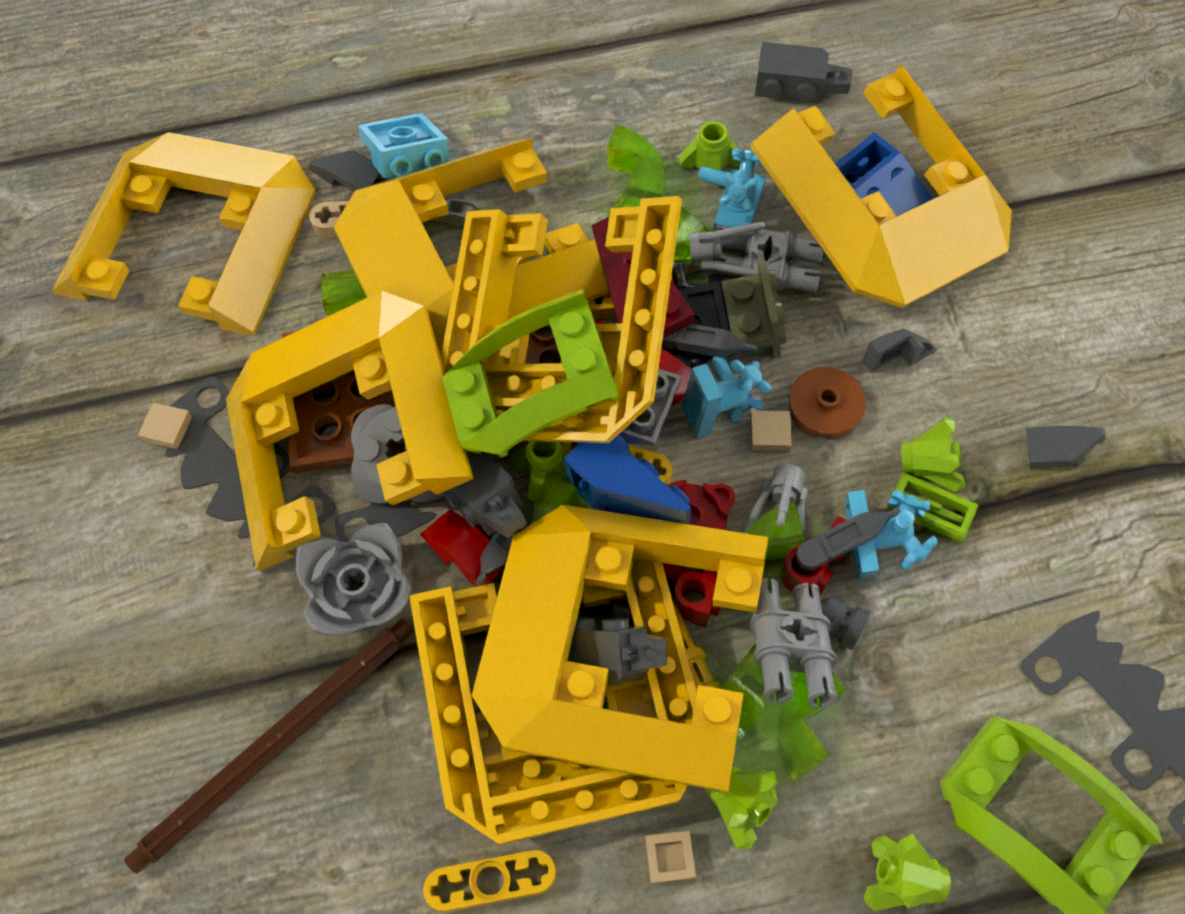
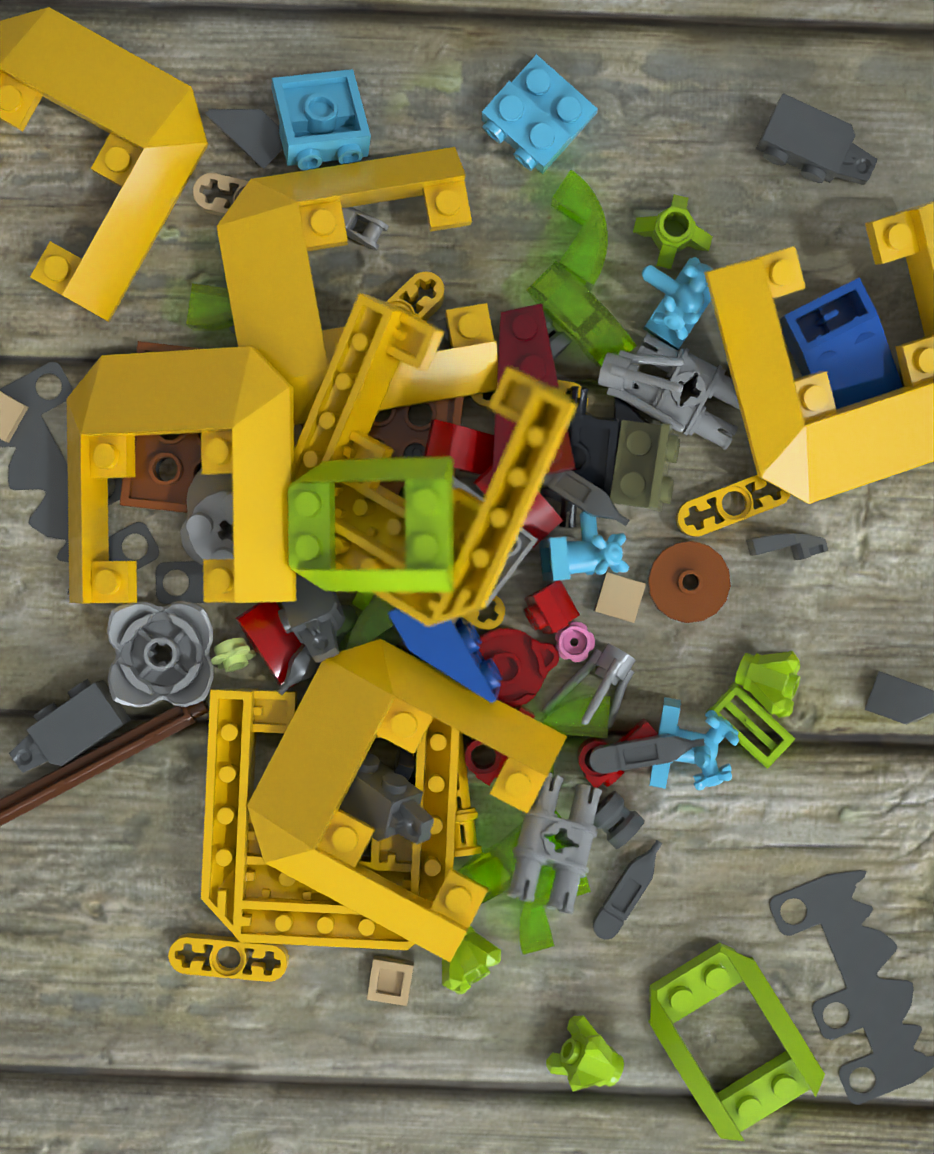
camera: 15 degrees right, 25 degrees up
(275, 682) = (72, 728): none -> dark grey hinge
(424, 570) = (232, 654): none -> yellowish green plate
(576, 110) = (537, 115): none -> medium azure plate
(710, 447) = (550, 608): none -> red plate
(747, 468) = (585, 642): none -> bright pink plate
(833, 346) = (708, 524): none -> yellow beam
(878, 697) = (625, 894): none -> dark grey piece

